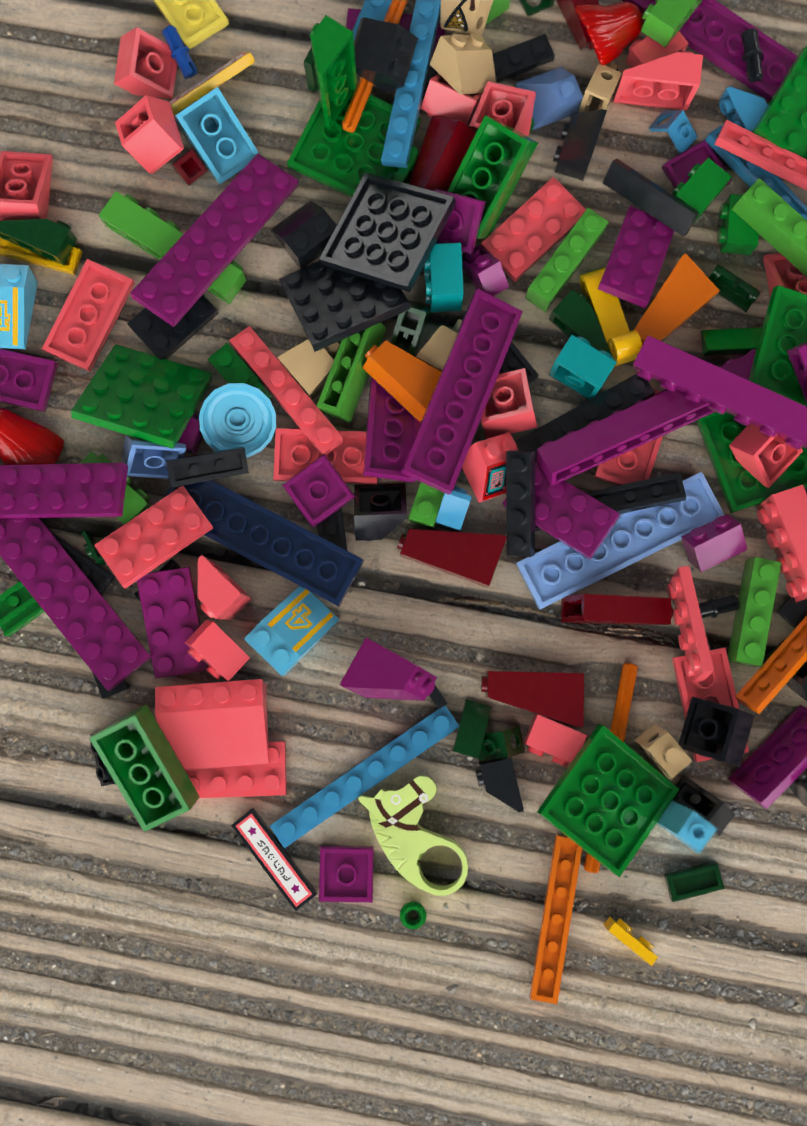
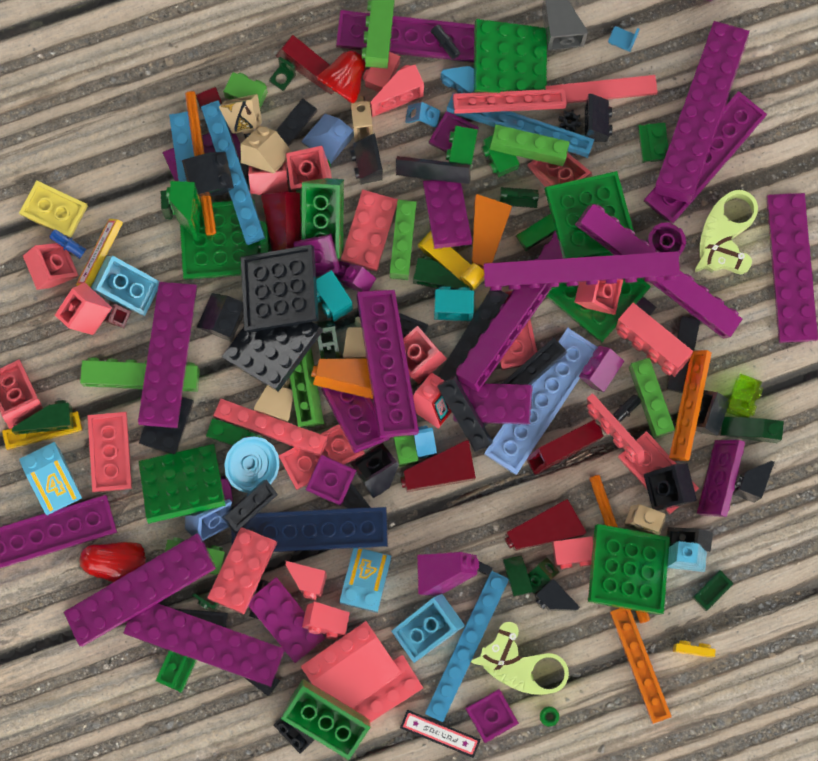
camera: 35 degrees left, 5 degrees down
(331, 728) = (428, 628): none -> medium azure slope

